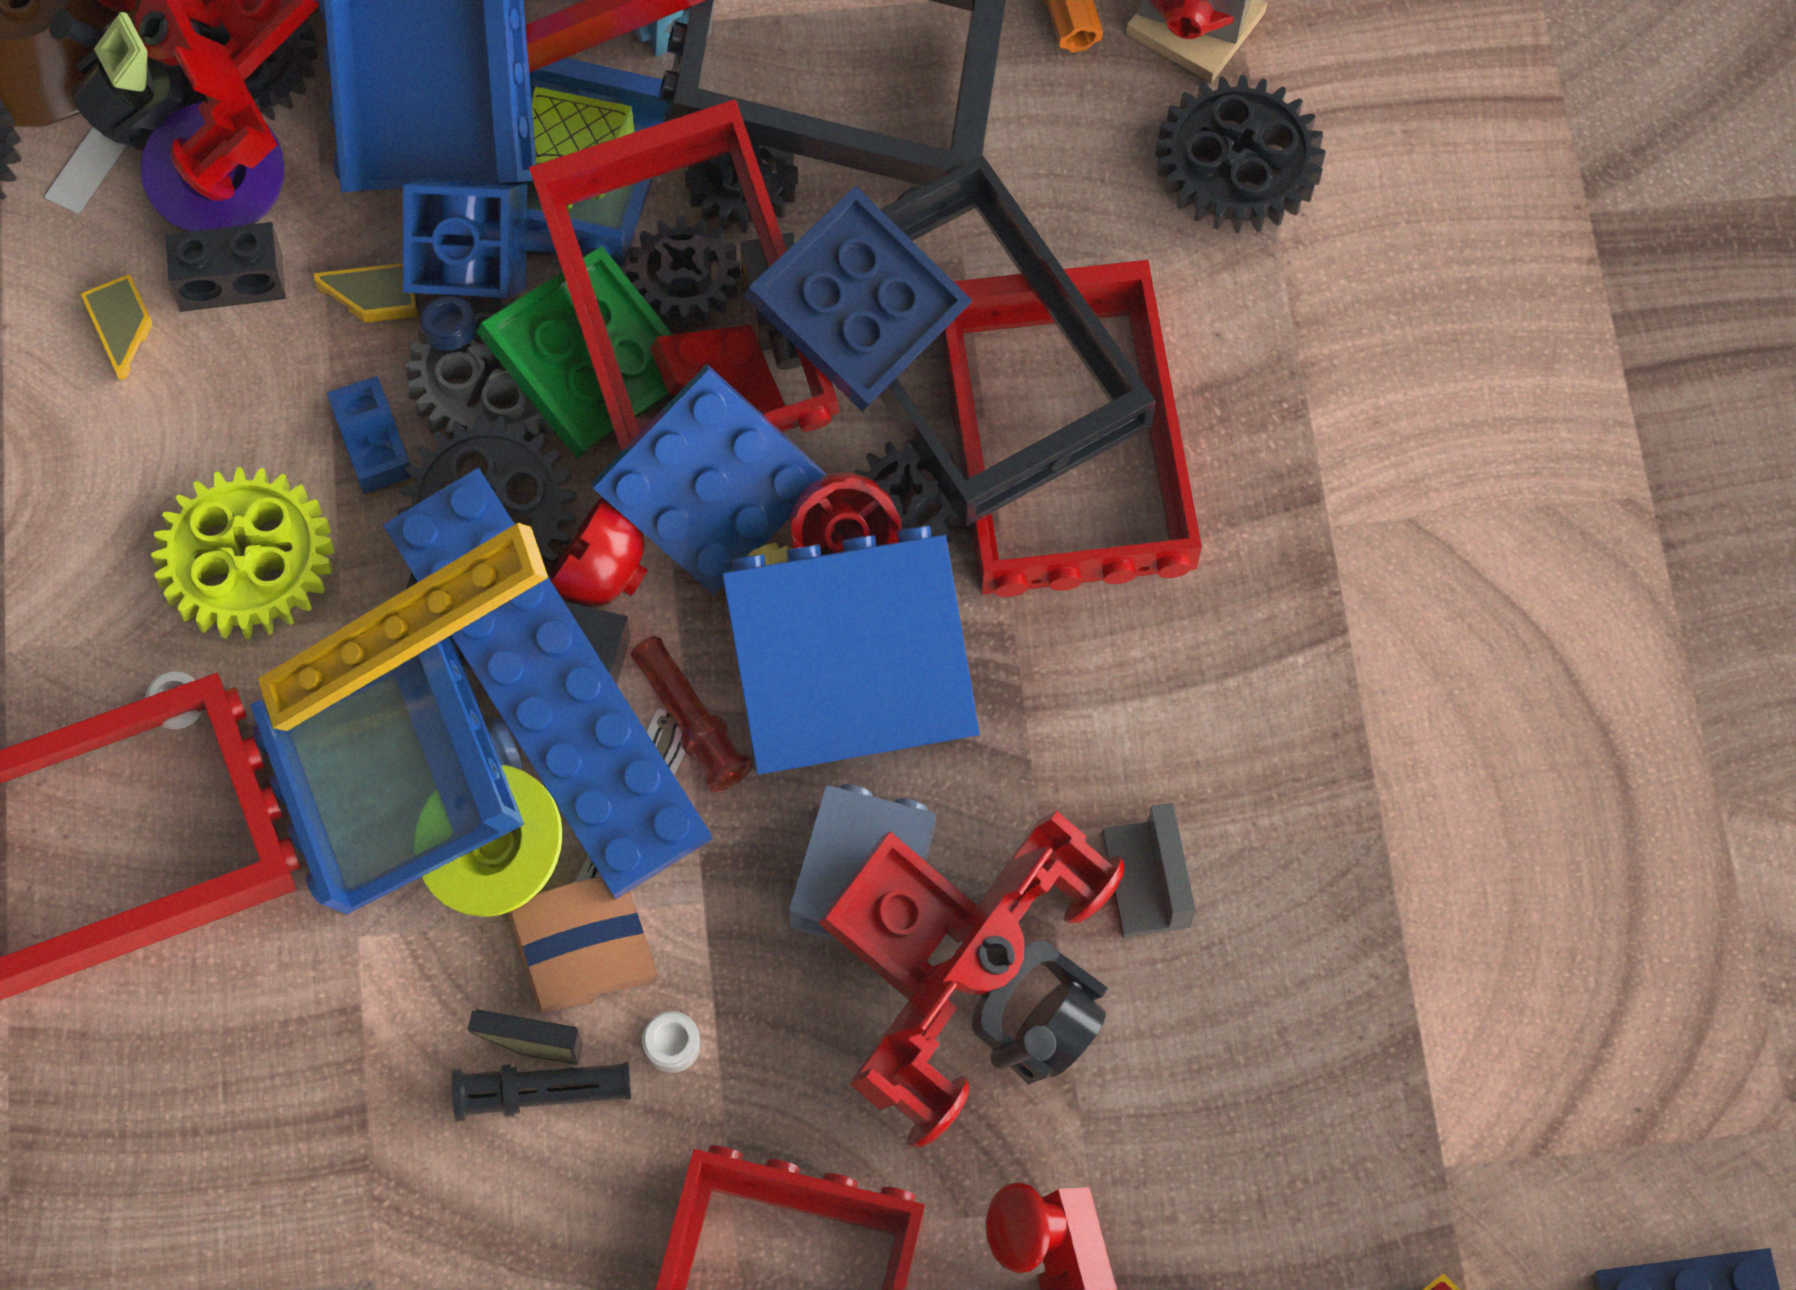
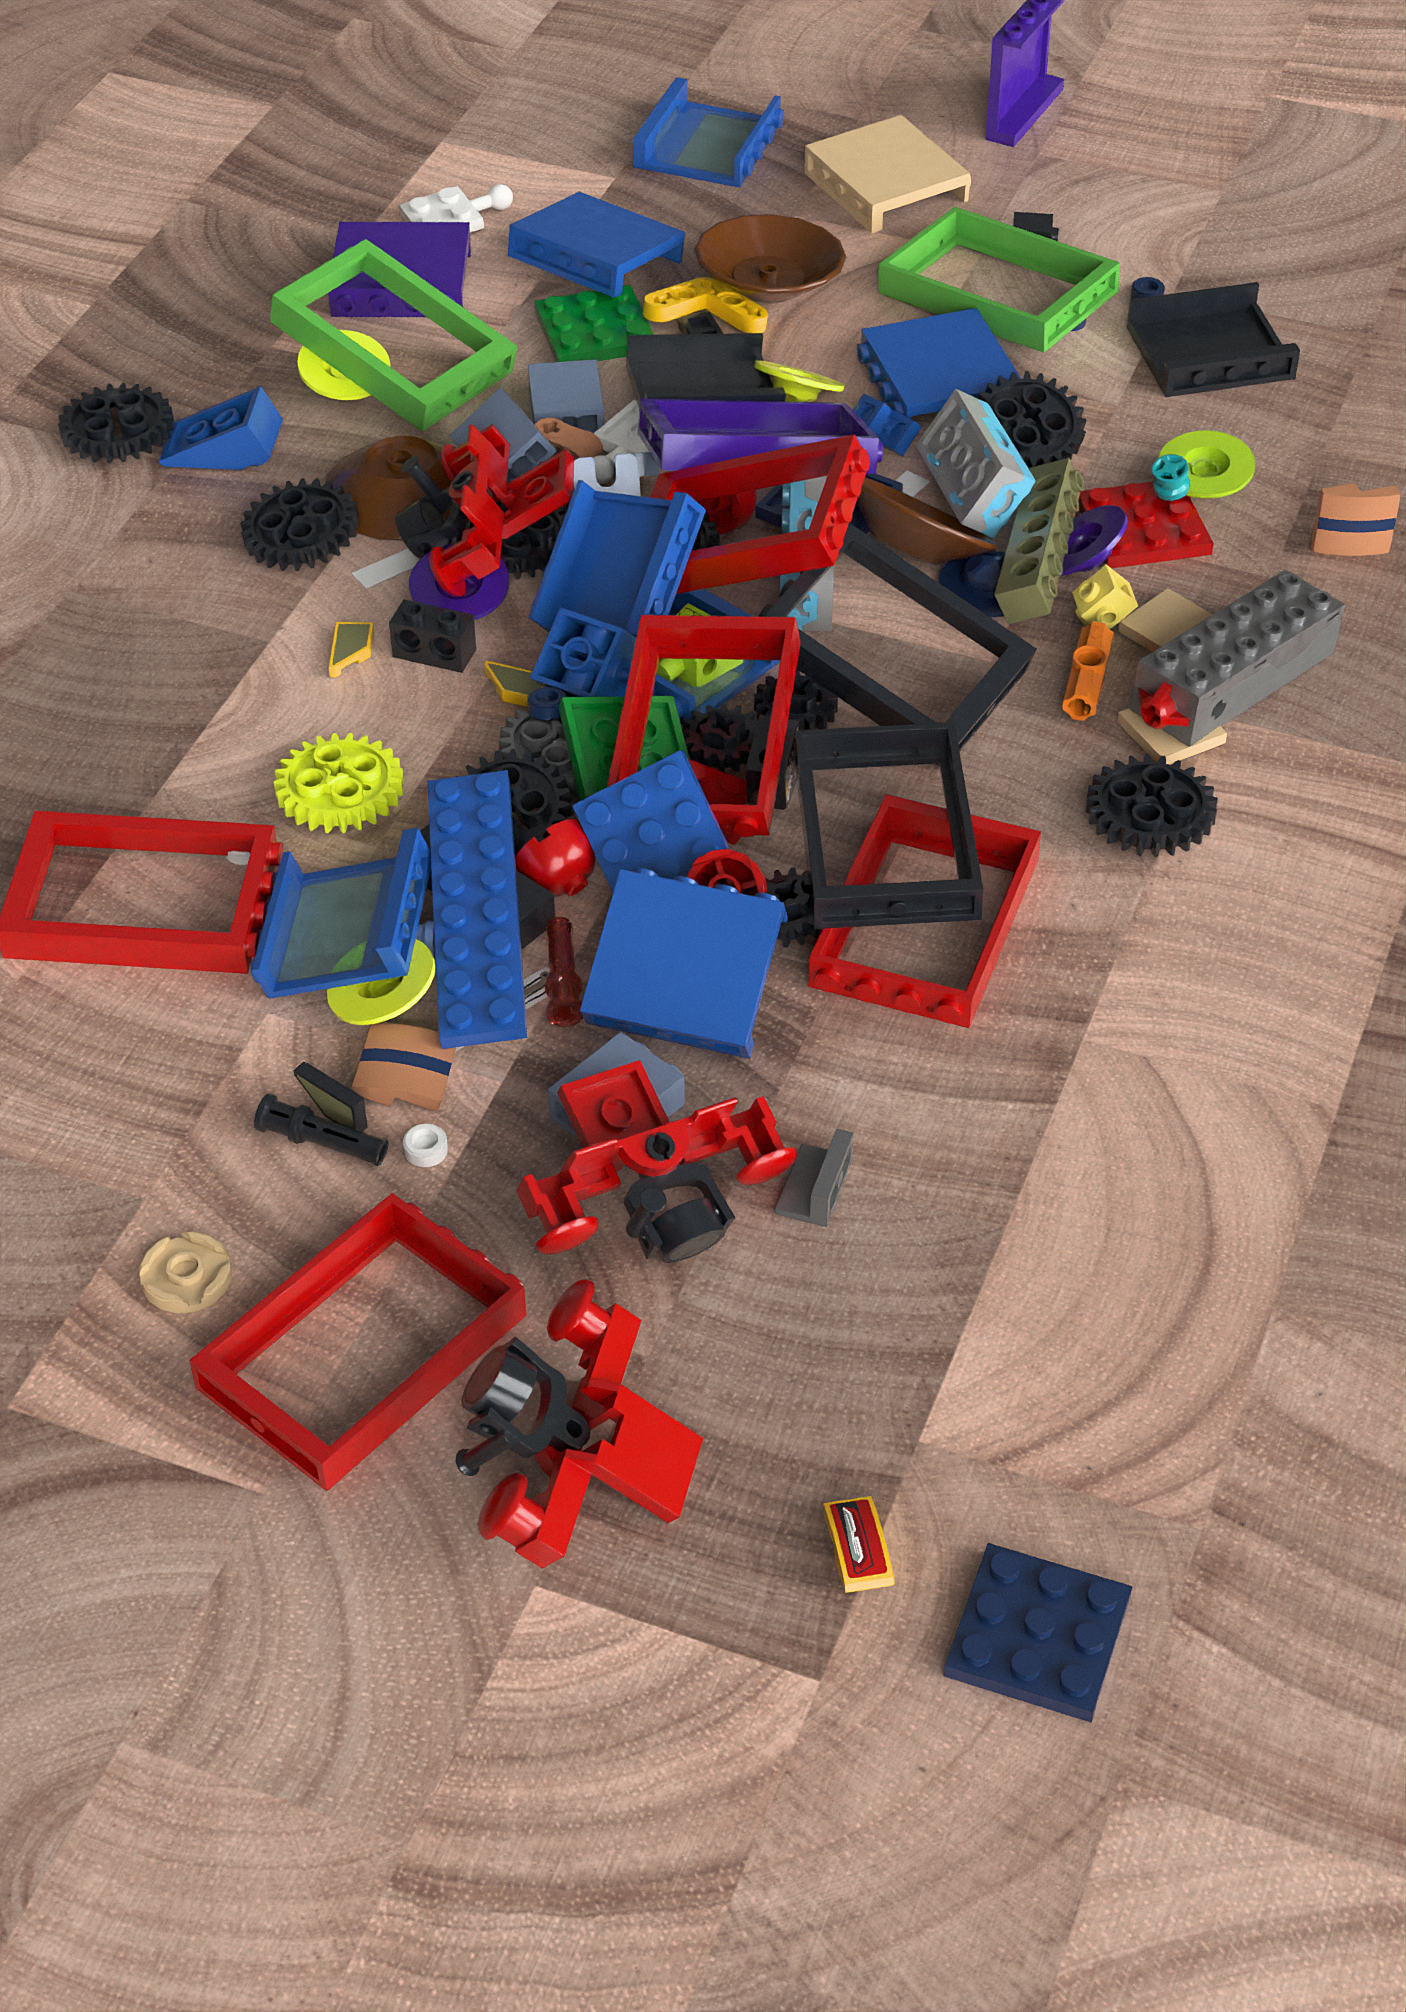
camera: 30 degrees right, 20 degrees down
(123, 55) = (436, 494): yellowish green slope -> none
(370, 434) = (461, 748): blue slope -> none
(403, 627) = (396, 824): yellow plate -> none
(858, 298) = (810, 756): dark blue plate -> none

